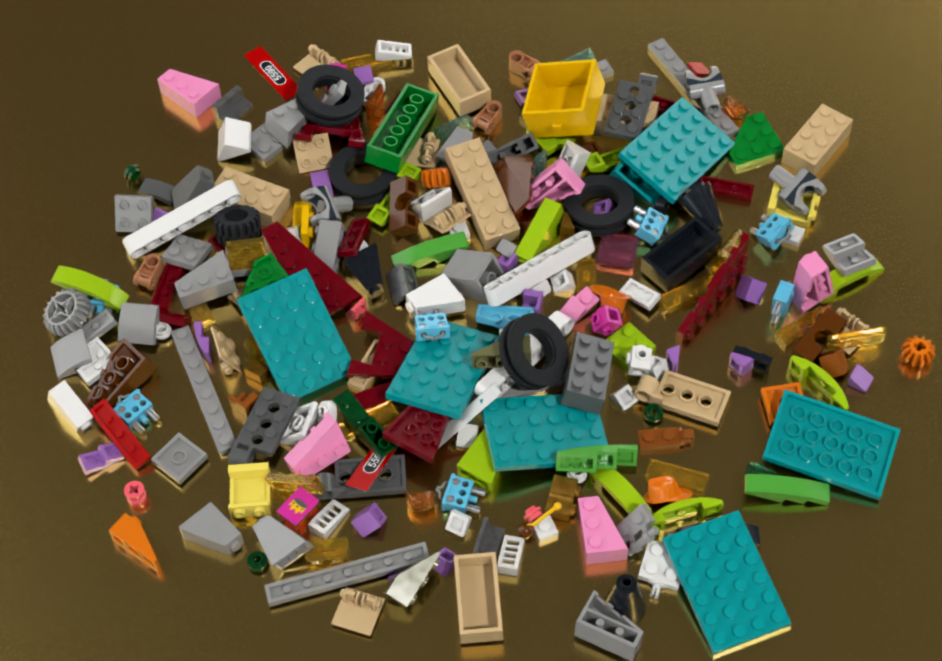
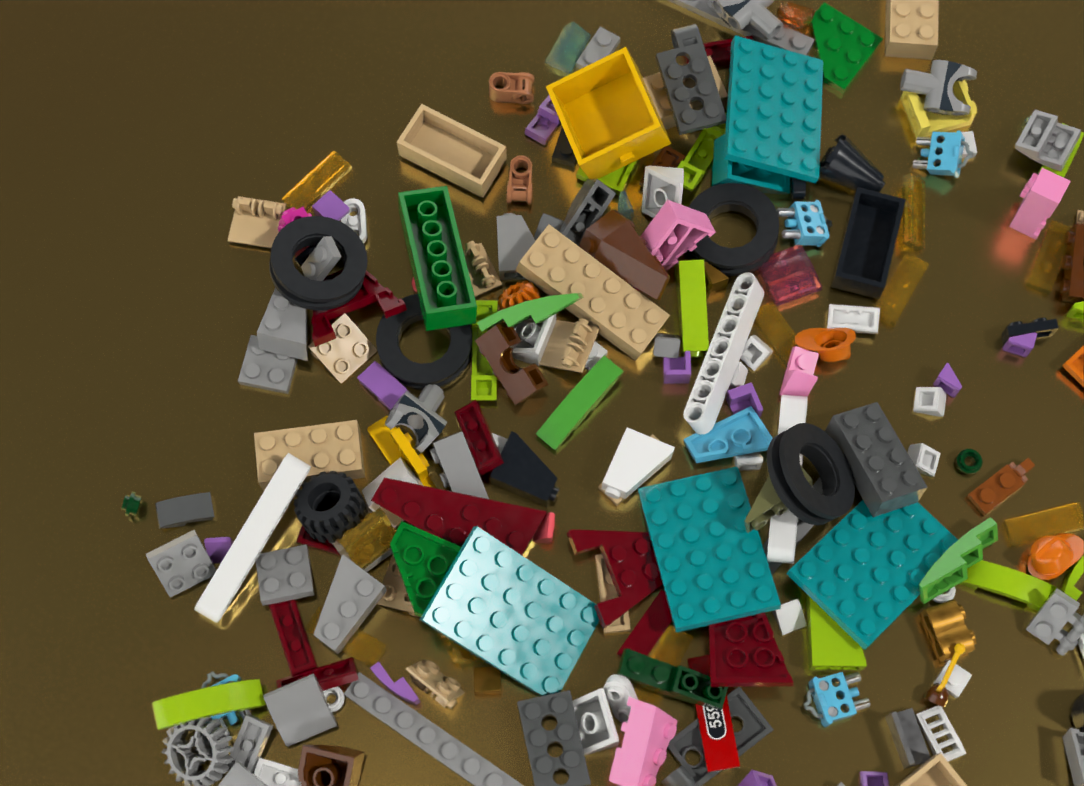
camera: 35 degrees left, 15 degrees up
(148, 274) = (258, 636): nougat piece -> none
(189, 91) = (121, 350): bright pink wedge -> none
(192, 186) = (236, 491): dark grey slope -> none
(232, 105) = (192, 340): flat silver panel -> none
(233, 138) = (230, 386): white slope -> none
(243, 403) = (503, 732): dark orange panel -> none
(272, 72) = (206, 261): red sticker -> none
(374, 102) = (393, 248): clear orange piece -> none
(387, 50) = (325, 157): white slope -> none
(401, 282) = (576, 463): flat silver panel -> none
(421, 501) = (799, 731): clear orange hair -> none
(431, 326) = (659, 505): medium azure piece -> none
(434, 178) = (538, 309): none -> bright green slope
(445, 130) = (485, 215): clear light blue slope -> none
(458, 523) = (859, 734): white plate -> none
(470, 412) = (789, 585): white sticker -> none
(472, 271) = (651, 404): light grey slope -> none
(533, 513) = (931, 670): coral plate -> none
(599, 534) = (1017, 649): bright pink wedge -> none
(603, 206) = (735, 230): medium lavender slope -> none
(606, 320) = (844, 377): dark pink brick -> none
(624, 341) = (887, 387): lime plate -> none
(640, 360) = (919, 408): white brick -> none
(650, 392) = (952, 437): tan hinge -> none
(722, 280) = (939, 260): dark red wing -> none
(730, 189) = (853, 124): dark red tile -> none
(750, 289) = (967, 242): medium lavender panel -> none
(782, 300) = (1015, 240): medium azure piece -> none

